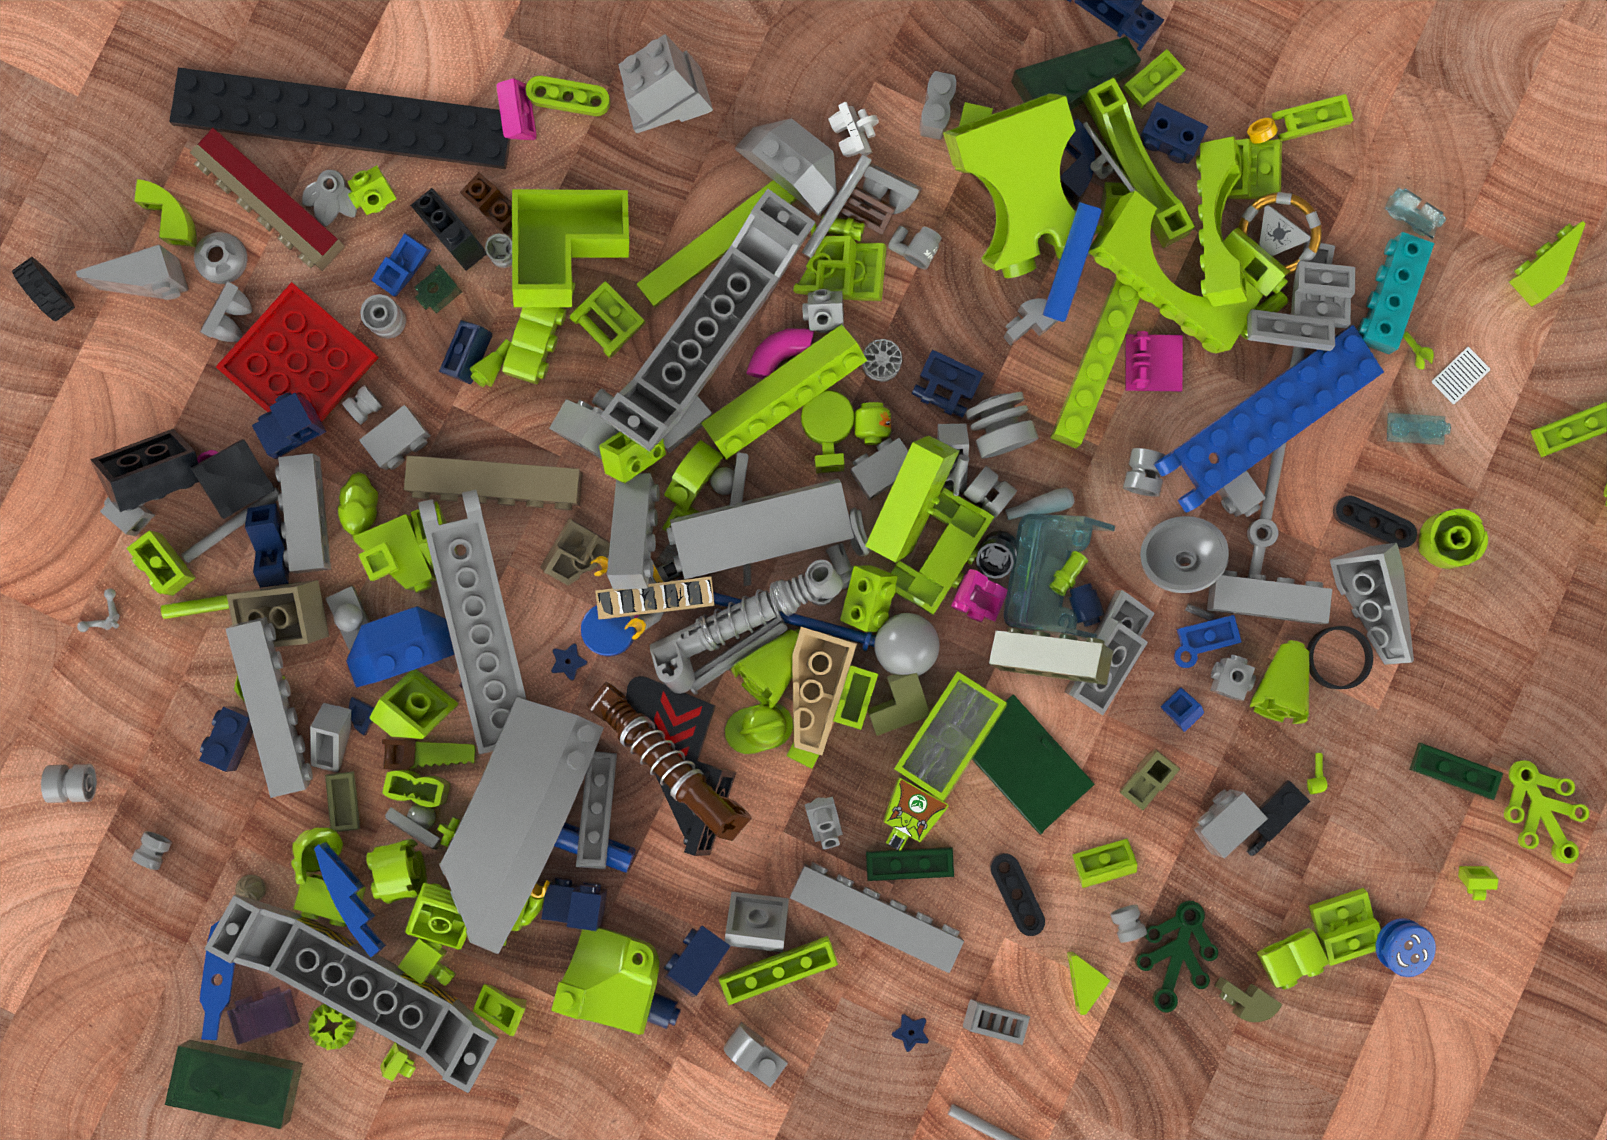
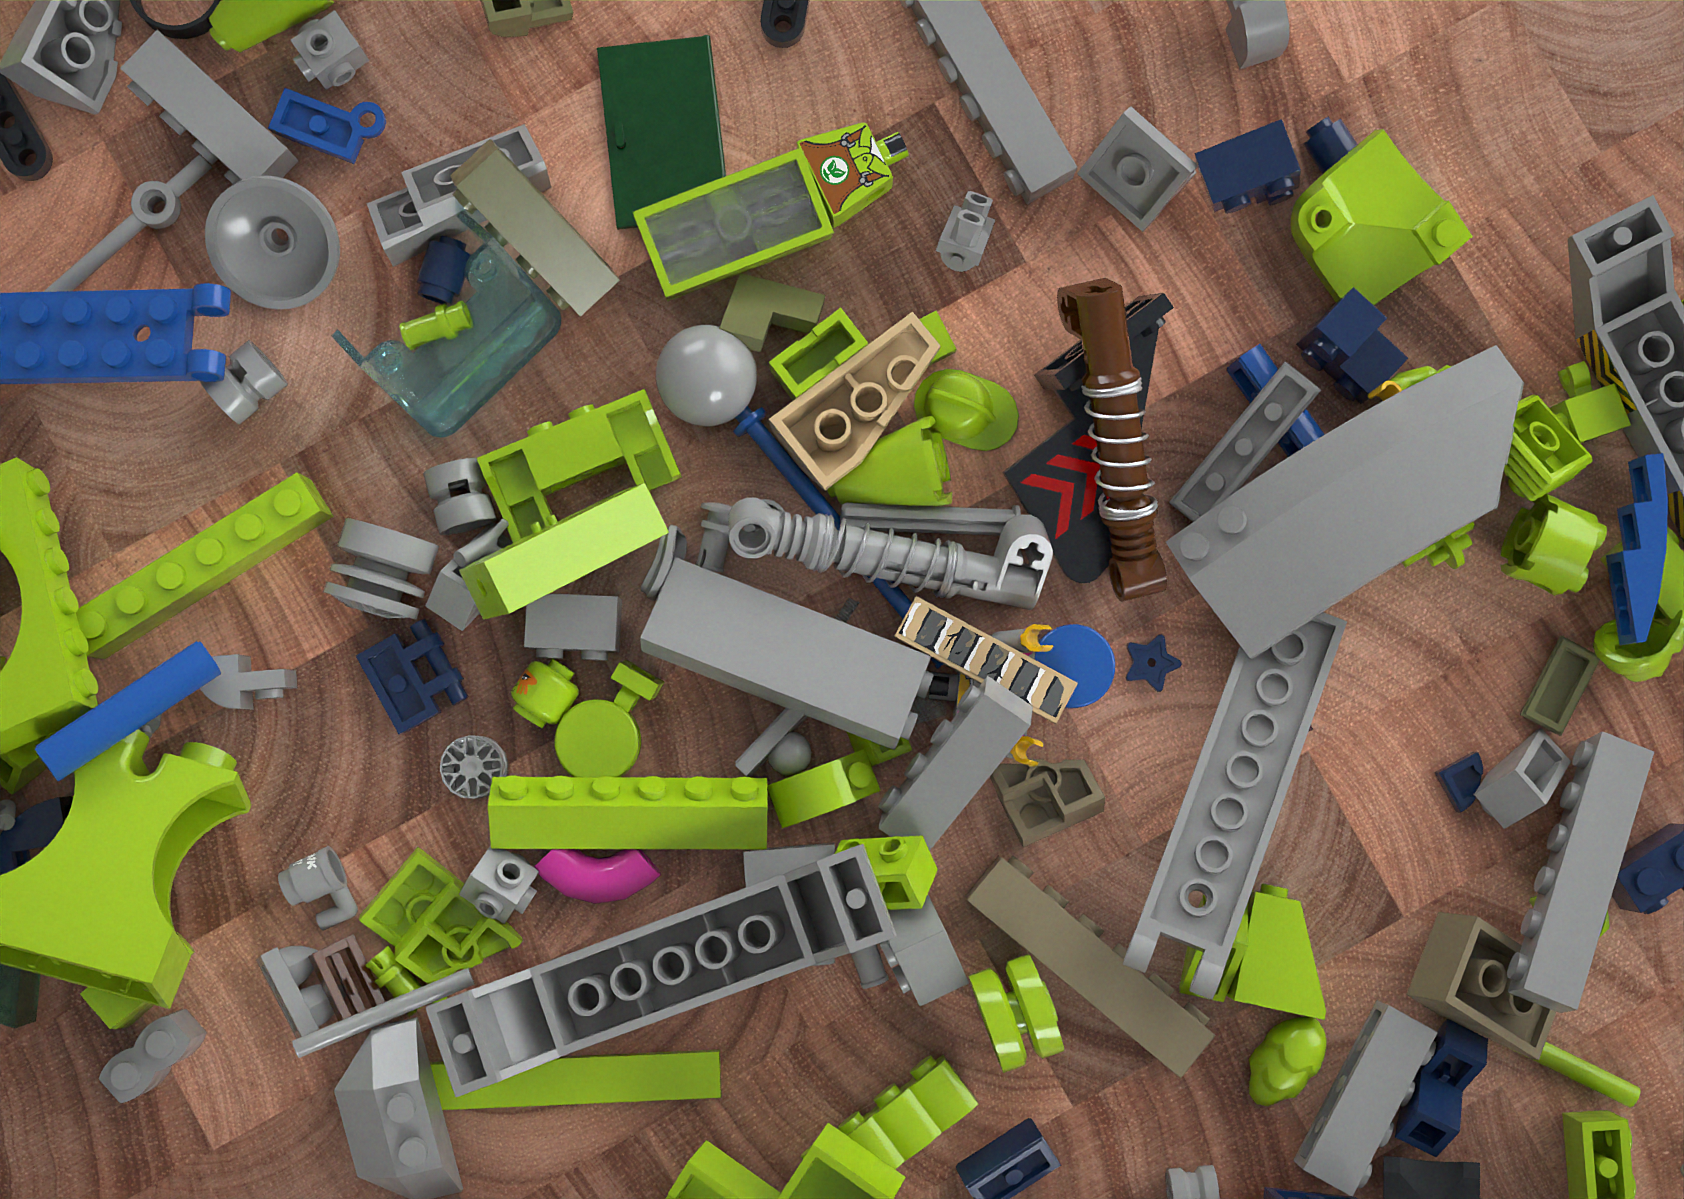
camera: 145 degrees left, 0 degrees up
(226, 528) = (1478, 1150): light grey bar -> none
(348, 613) = (1393, 916): light grey tile -> none
(378, 561) = (1314, 959): lime tile -> none
(395, 438) = (1179, 1113): light grey brick -> none
(398, 645) = (1357, 834): blue wedge -> none
(408, 785) = (1463, 643): lime brick -> none
(412, 707) = (1391, 741): lime slope -> none
(416, 824) = (1486, 590): light grey tile -> none
(427, 753) = (1412, 673): lime piece -> none
(488, 368) = (993, 1122): lime cone -> none
(500, 1009) = (1533, 284): lime slope -> none
(512, 432) = (1017, 1012): none -> lime wheel
(614, 312) = (776, 1079): lime plate -> none
(778, 970) = (1152, 94): lime brick -> none
(848, 119) = (285, 1123): white hips -> none
(868, 598) = (711, 468): lime brick -> none
(910, 864) = (896, 110): dark green tile -> none
(979, 597) = (571, 374): dark pink cylinder -> none
(994, 560) = (508, 408): black wheel -> none
(1050, 502) = (397, 433): light grey piece -> none
(1153, 362) = (129, 516): dark pink hinge -> none
(1183, 709) = (420, 62): blue slope -> none
(1198, 610) = (312, 163): light grey leg -> none
(1241, 496) = (145, 264): light grey brick -> none

